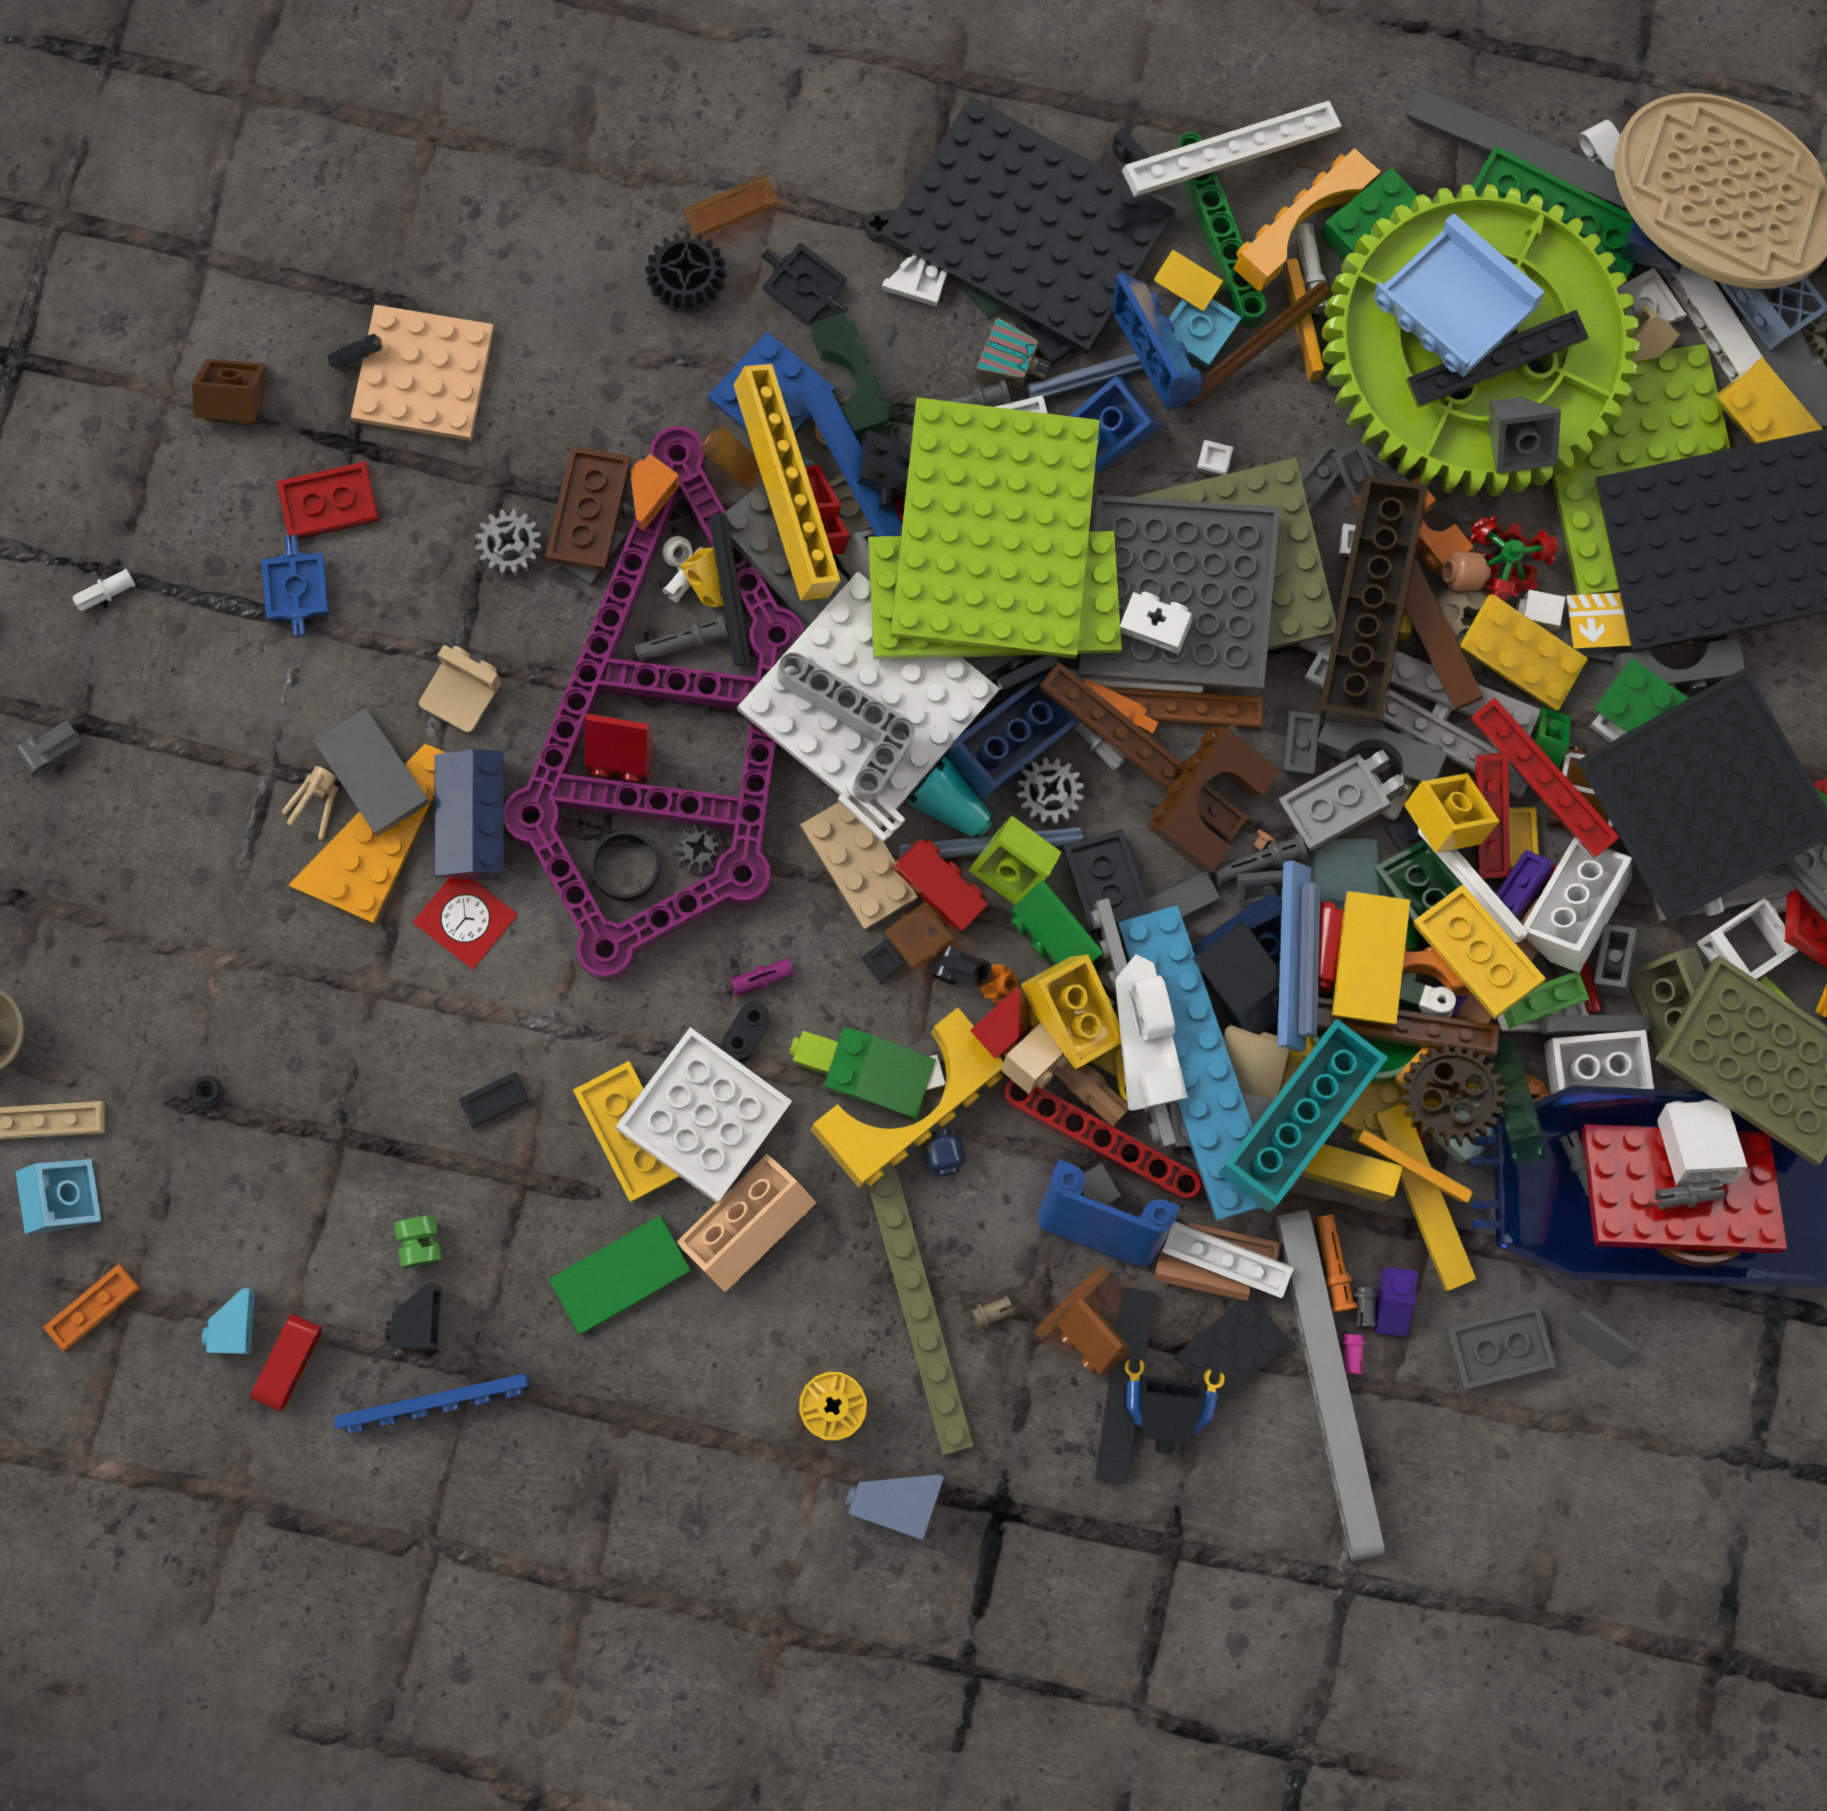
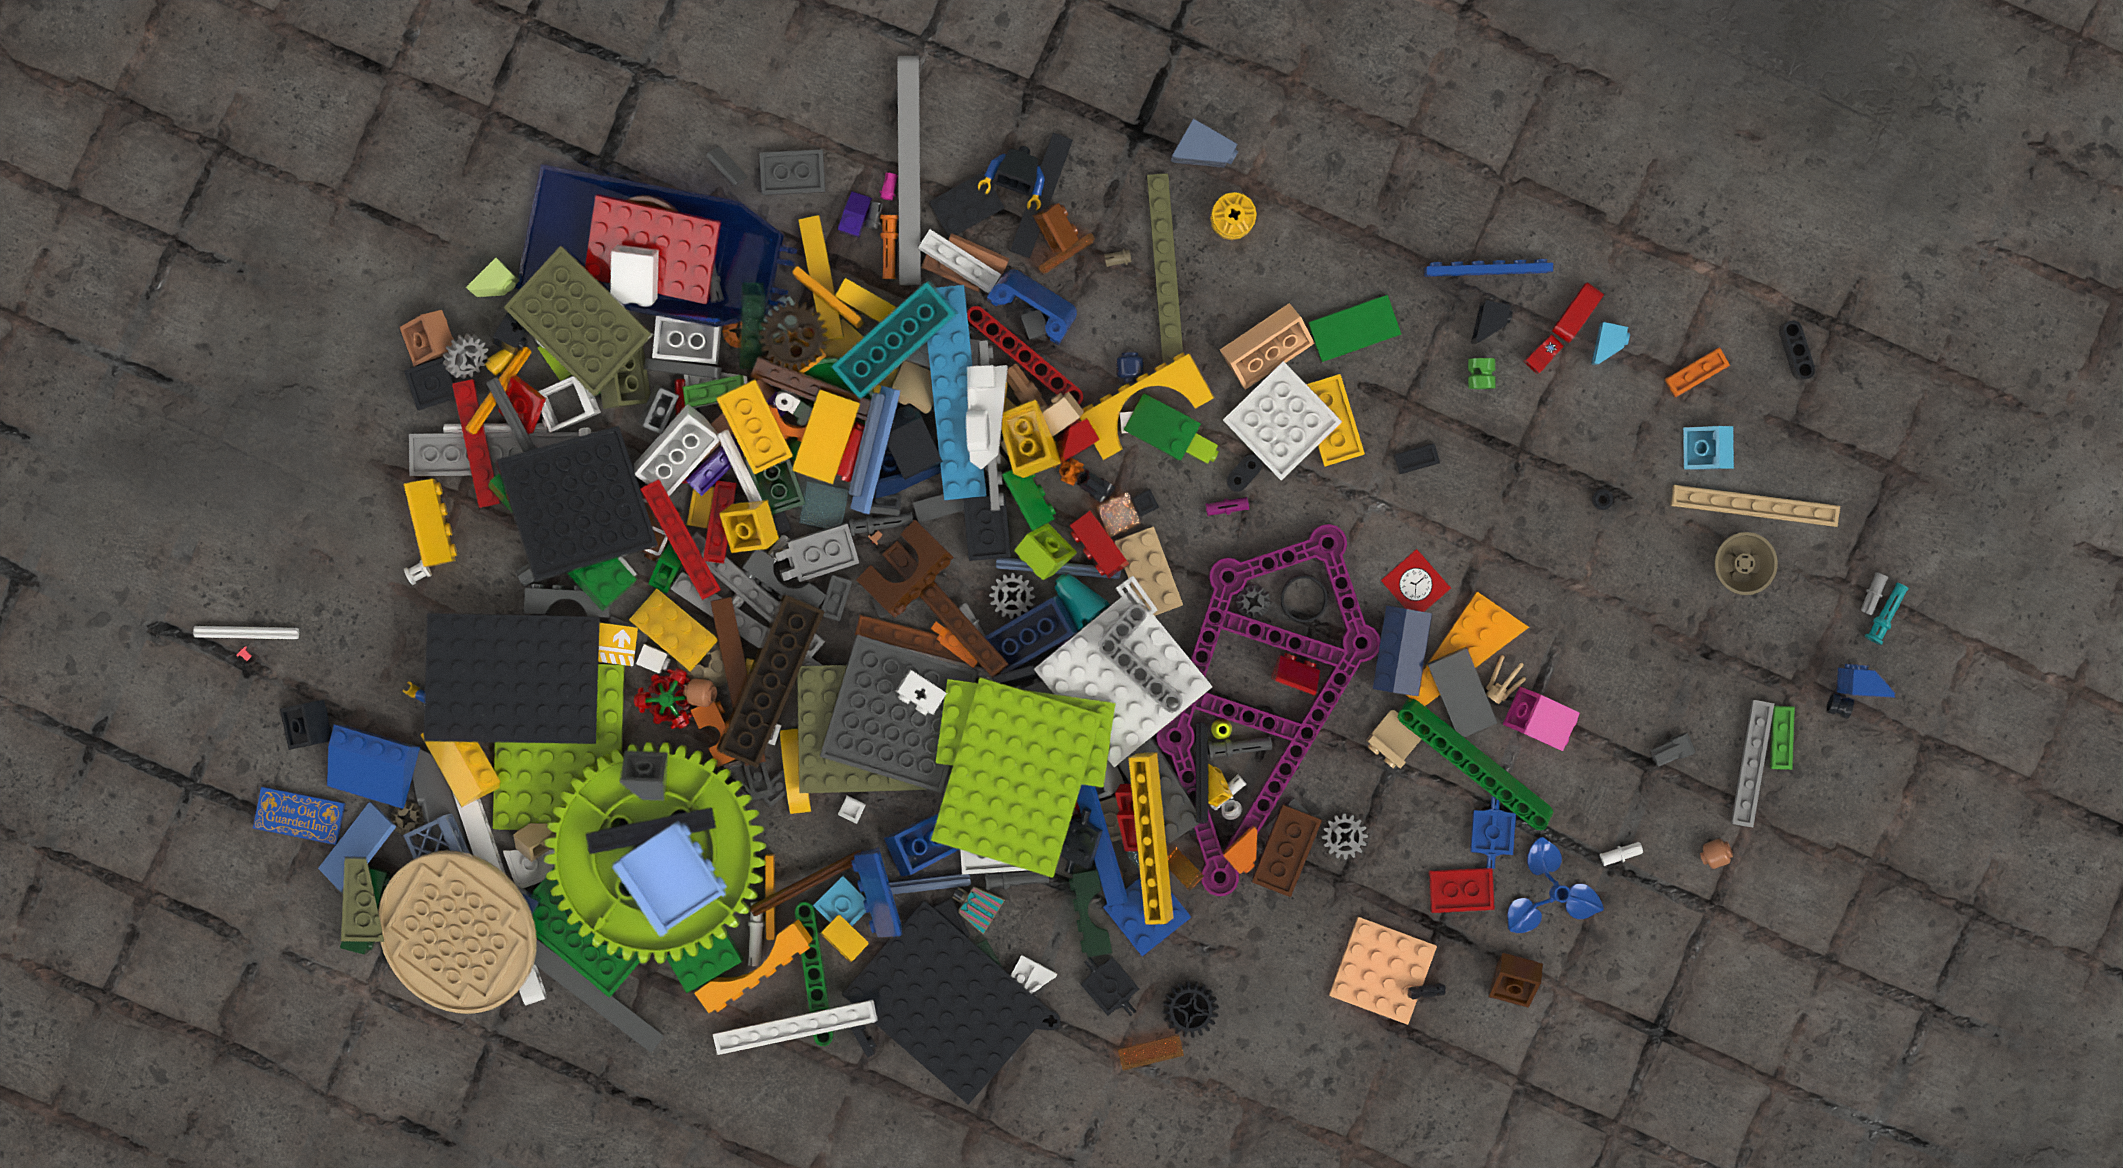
camera: 165 degrees left, 10 degrees up
(153, 510) = (1579, 899): none -> blue plant
(249, 756) = (1541, 718): none -> slope
(328, 1290) = (1543, 354): none -> red leg
(336, 675) = (1475, 764): none -> green beam
(715, 664) = (1217, 724): none -> neon yellow cone
(1314, 492) = (797, 801): none -> yellow slope
(1689, 1194) = (651, 241): dark grey pin -> none

